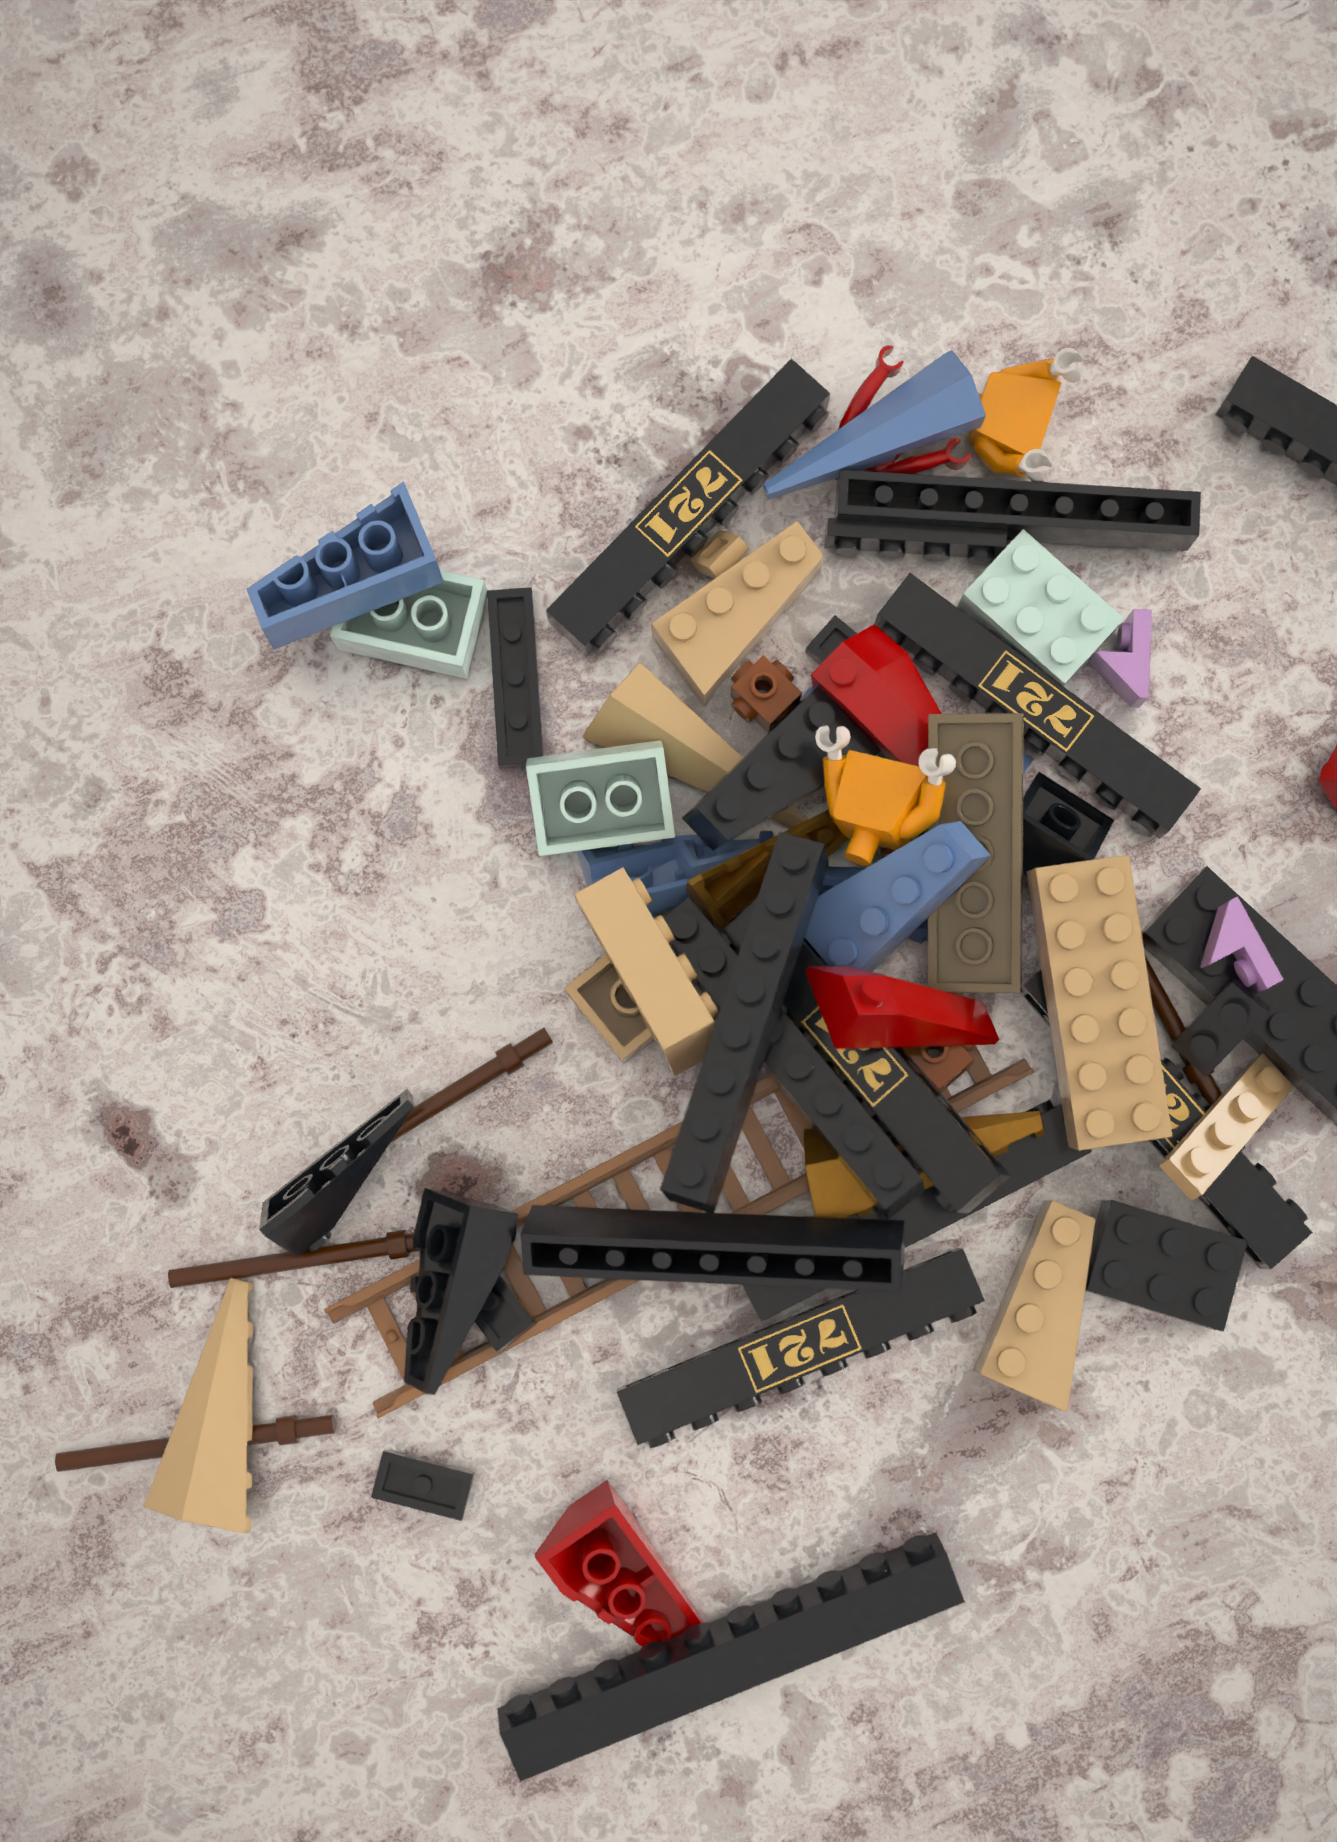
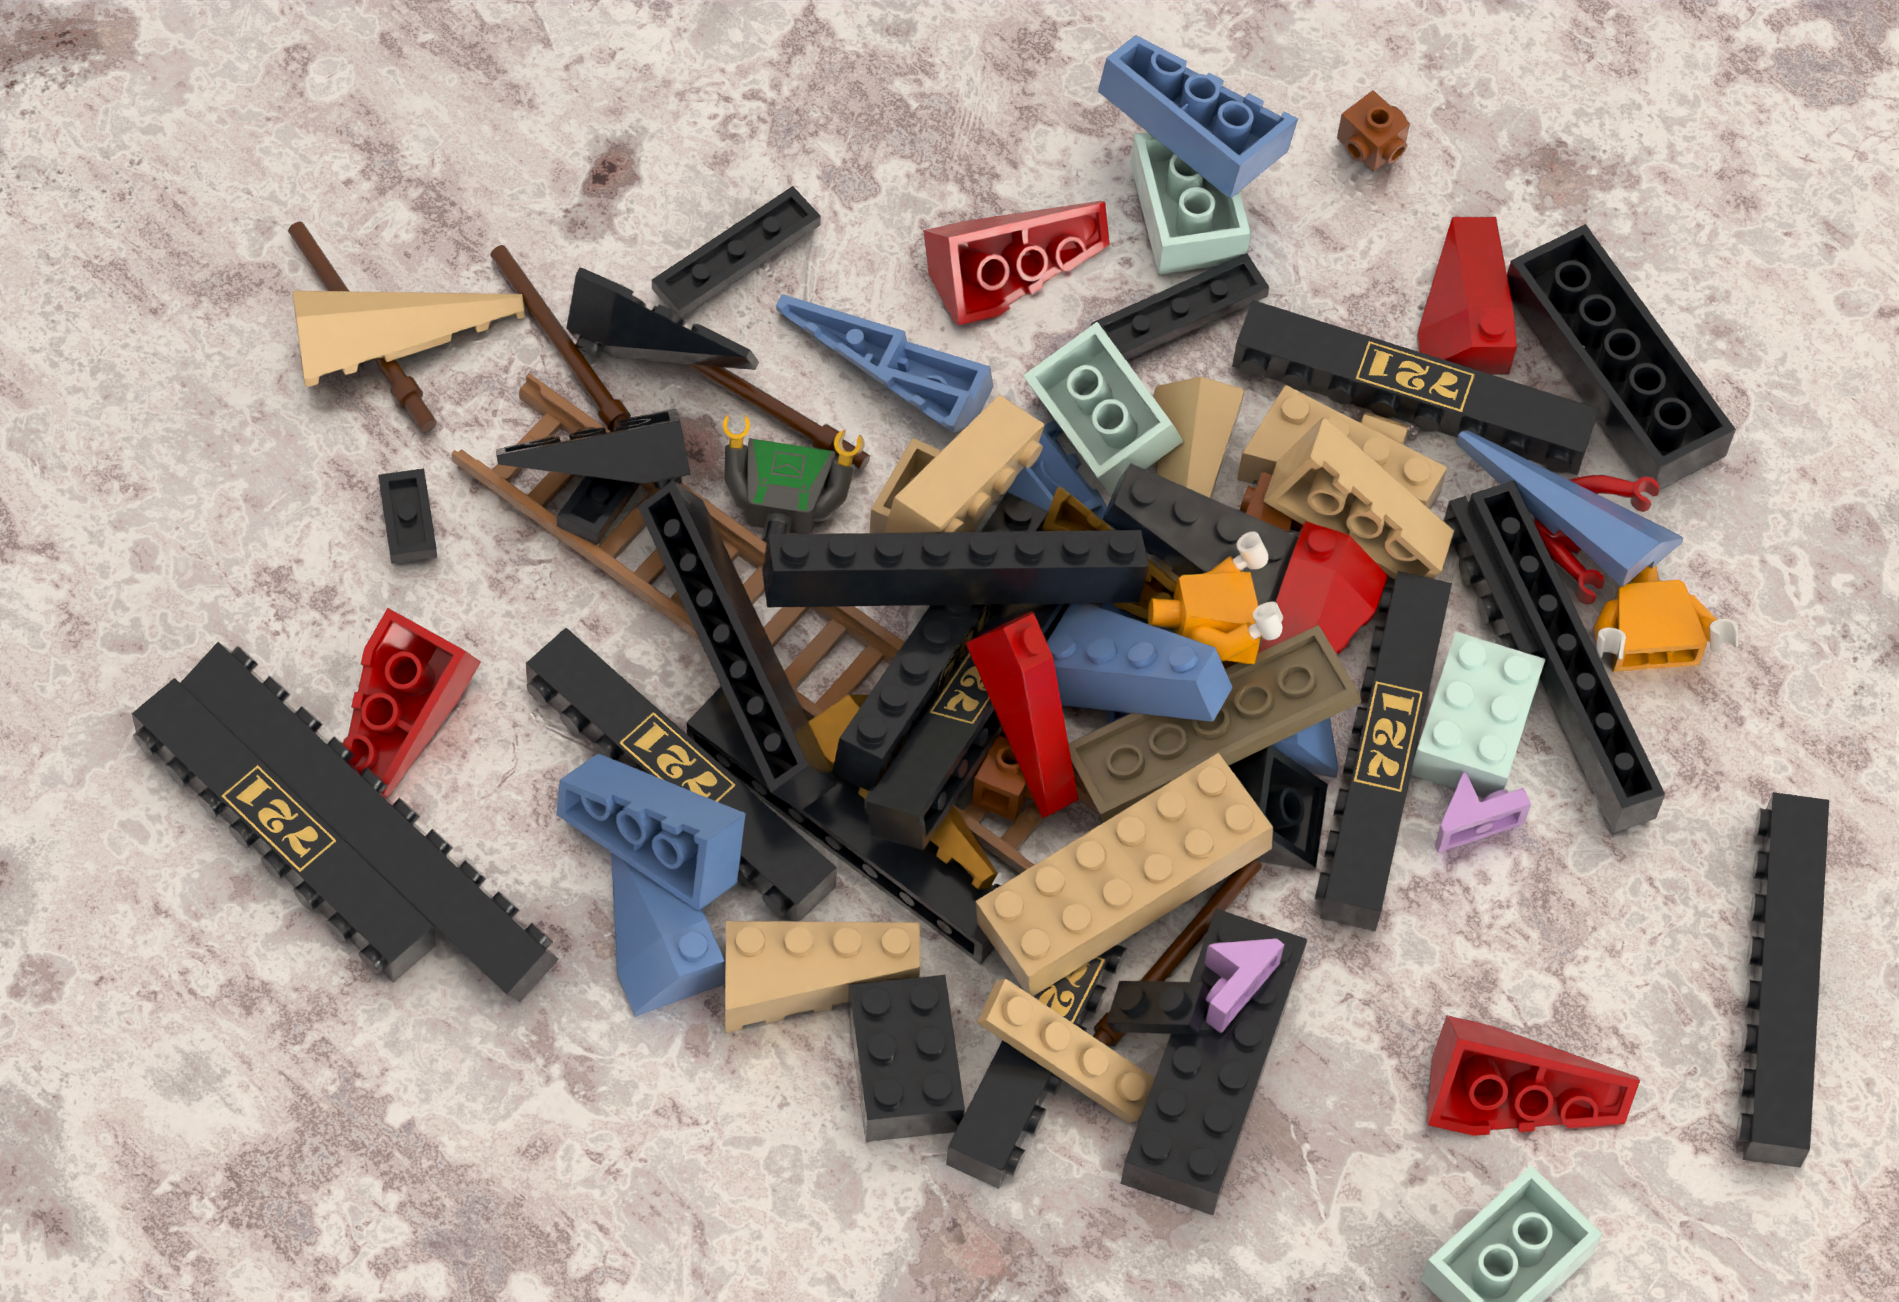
camera: 60 degrees right, 20 degrees down
(275, 1056) = (736, 252): none -> black plate
(388, 820) = (999, 259): none -> red wedge
(413, 415) = (1374, 131): none -> dark orange brick
(488, 943) = (933, 381): none -> medium blue wedge
(545, 1119) = (787, 484): none -> dark grey torso
(621, 416) = (1470, 301): none -> red wedge
(702, 1741) = (283, 830): none -> black brick
(744, 315) = (1619, 358): none -> black brick
(810, 620) = (1345, 490): none -> tan wedge
(857, 1401) = (656, 827): none -> medium blue wedge
(941, 1428) = (660, 943): none -> medium blue wedge

